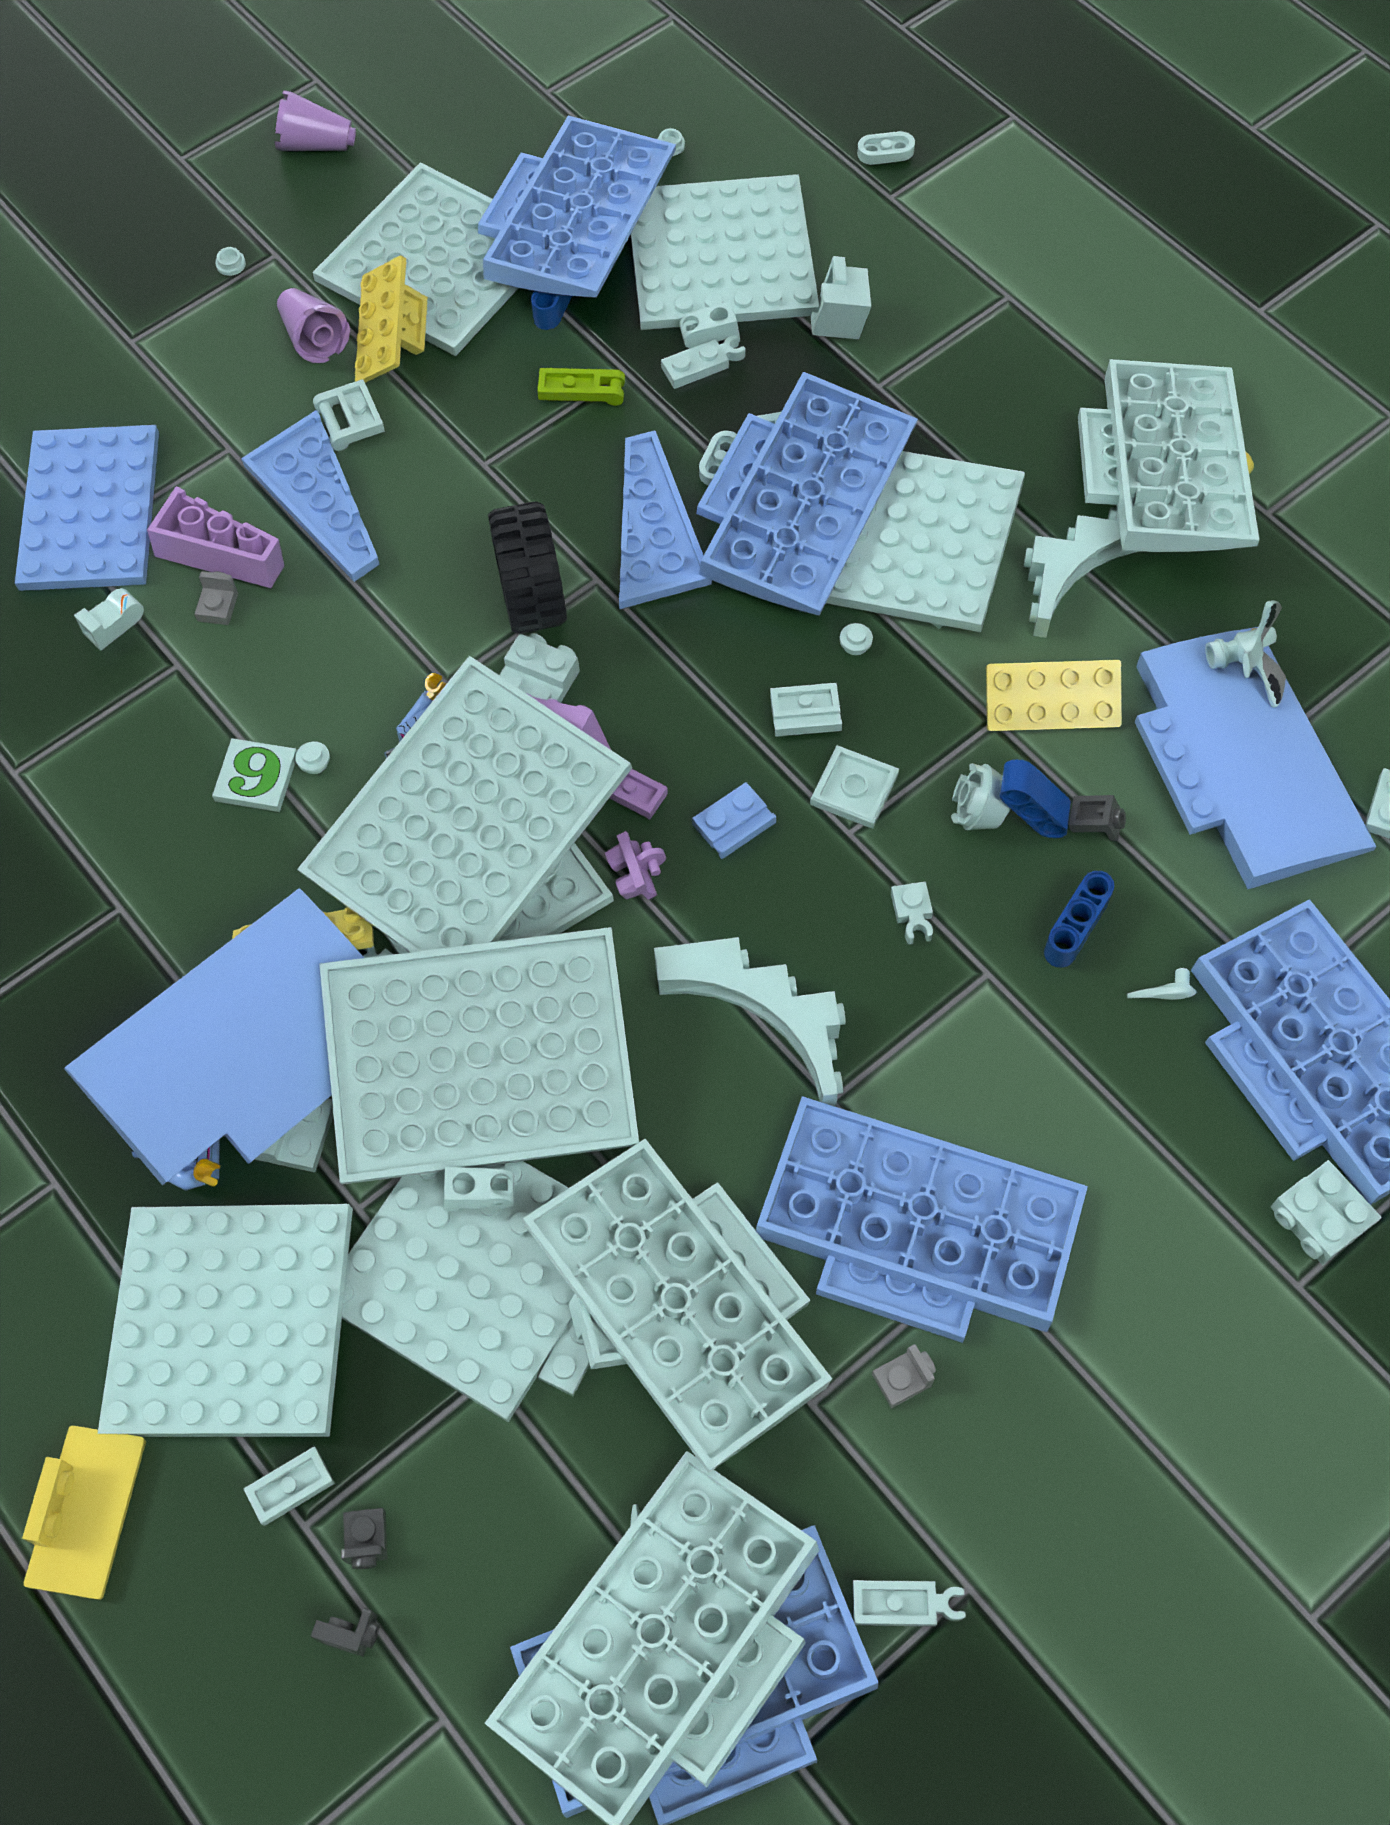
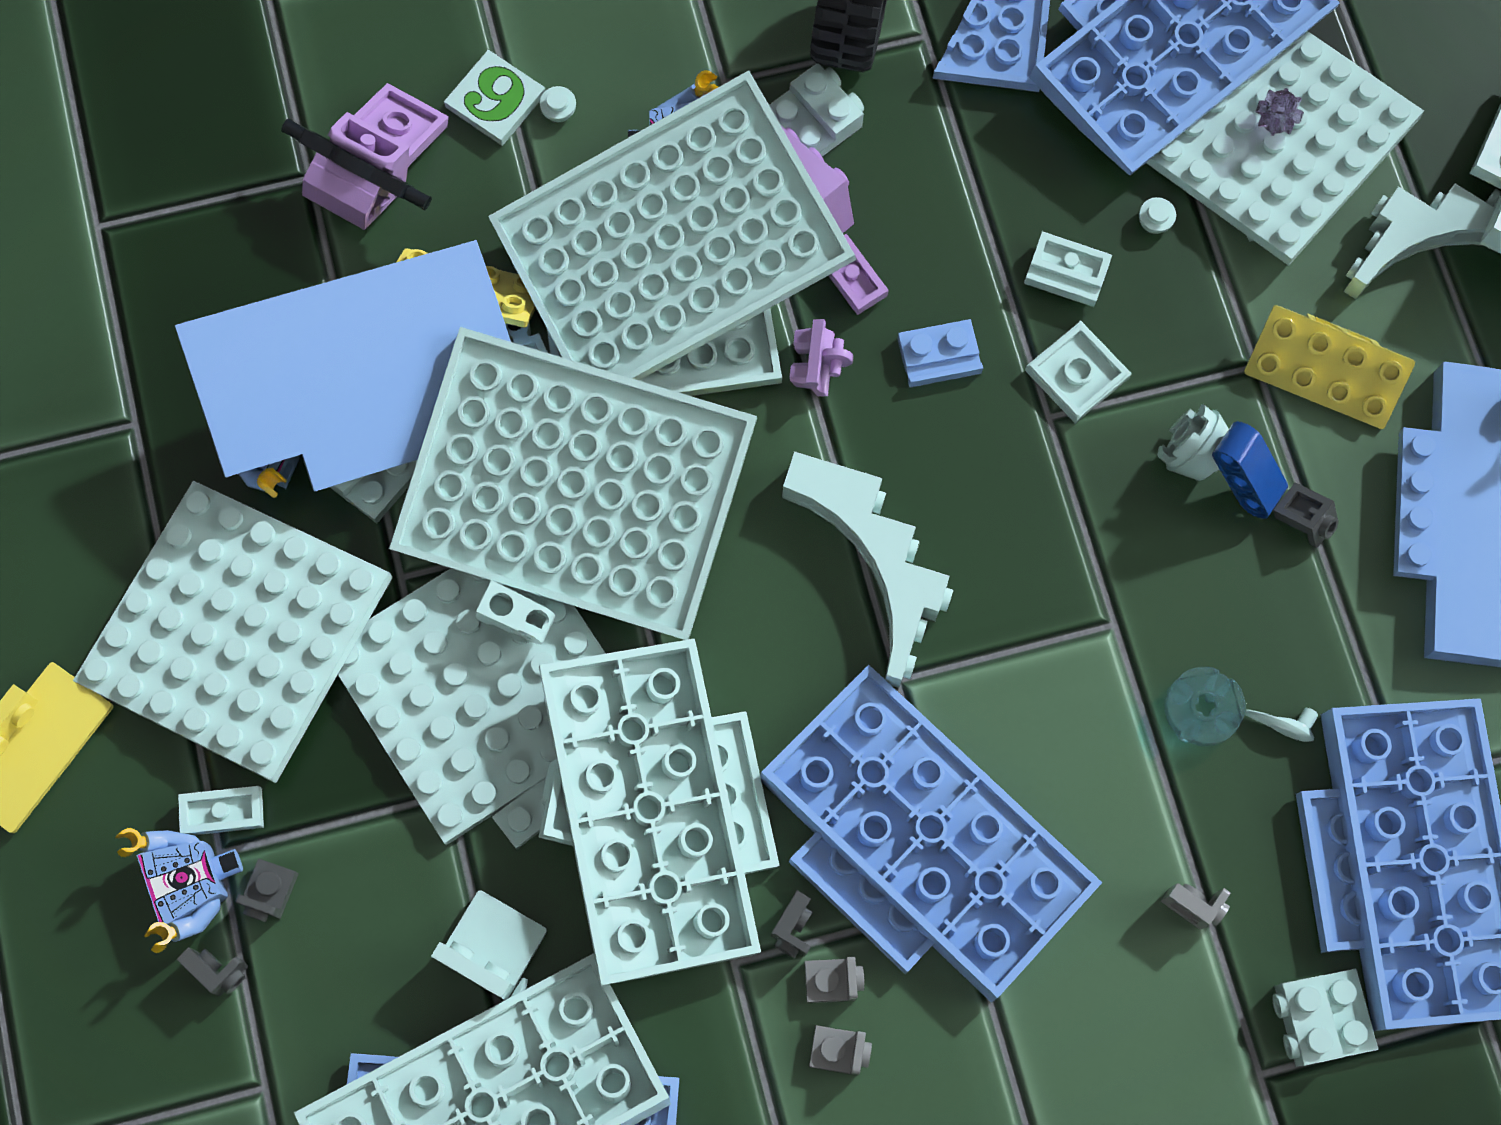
camera: 20 degrees right, 10 degrees up
(168, 865) = (369, 155): none -> lavender piece
(280, 1564) = (181, 881): none -> torso
(591, 1489) = (491, 945): none -> light aqua bracket
(844, 1338) = (793, 918): none -> dark grey bracket
(913, 516) = (1279, 111): none -> clear purple gear
(913, 906) = (1073, 522): light aqua plate -> none
(941, 1434) = (839, 1050): none -> light grey bracket
(1084, 905) = (1246, 599): blue beam -> none
(1092, 1024) = (1216, 688): none -> clear light blue plate
(1171, 1172) = (1190, 905): none -> light grey bracket

